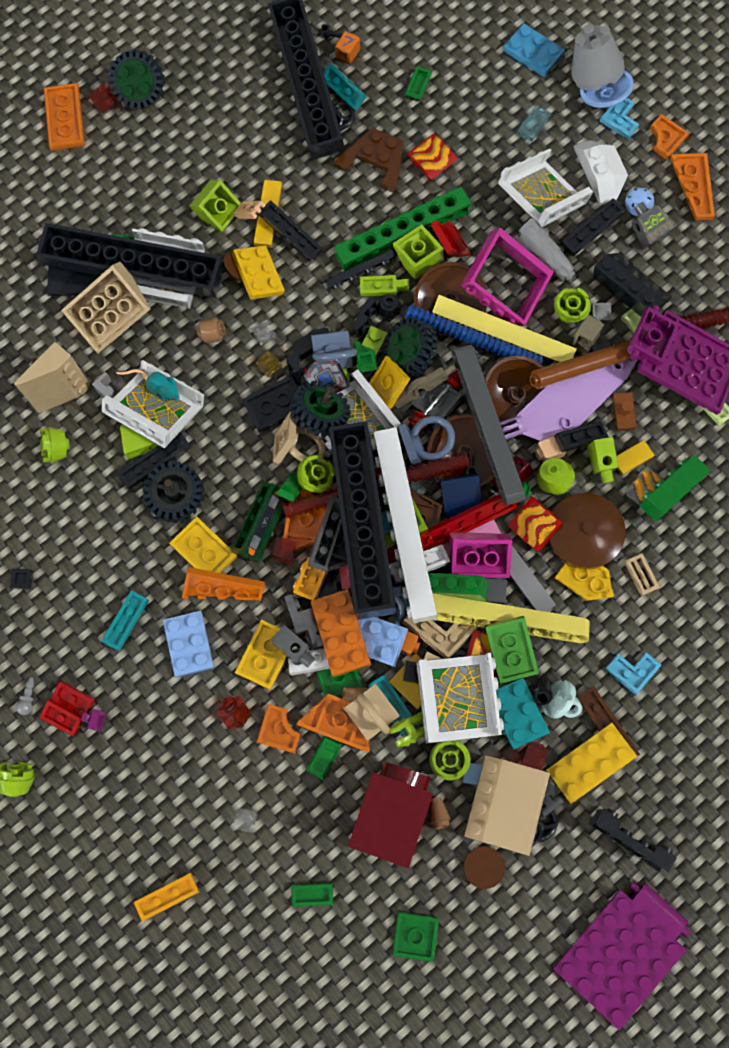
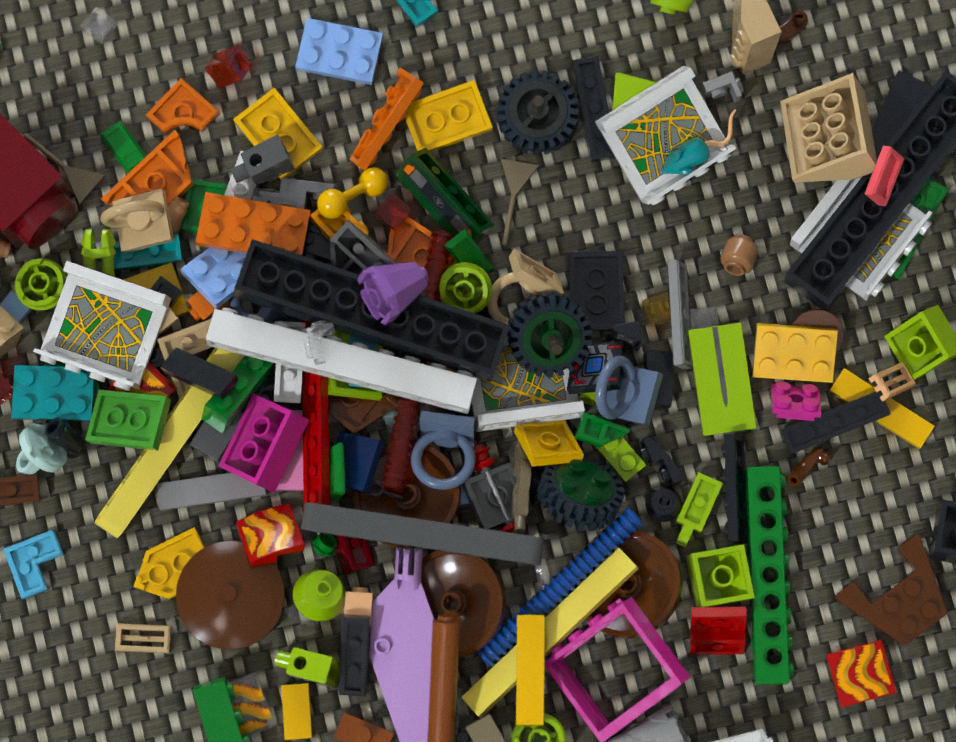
camera: 115 degrees right, 5 degrees up
(122, 256) = (884, 176): none -> coral tile
(221, 489) = (517, 175): none -> dark tan piece
(266, 347) = (679, 313): none -> light grey tile
(288, 257) = (795, 401): none -> dark pink piece
(295, 306) = (721, 379): none -> lime tile
(298, 586) = (333, 202): none -> yellow piece
(322, 237) = (807, 464): none -> reddish brown arm
(345, 502) = (392, 288): none -> medium lavender cone
(361, 775) = (81, 180): none -> dark tan piece
(407, 538) = (314, 347): none -> clear bracket
(459, 612) = (199, 373): none -> black tile
(475, 498) = (337, 472): none -> green tile
(535, 325) = (530, 670): none -> yellow tile

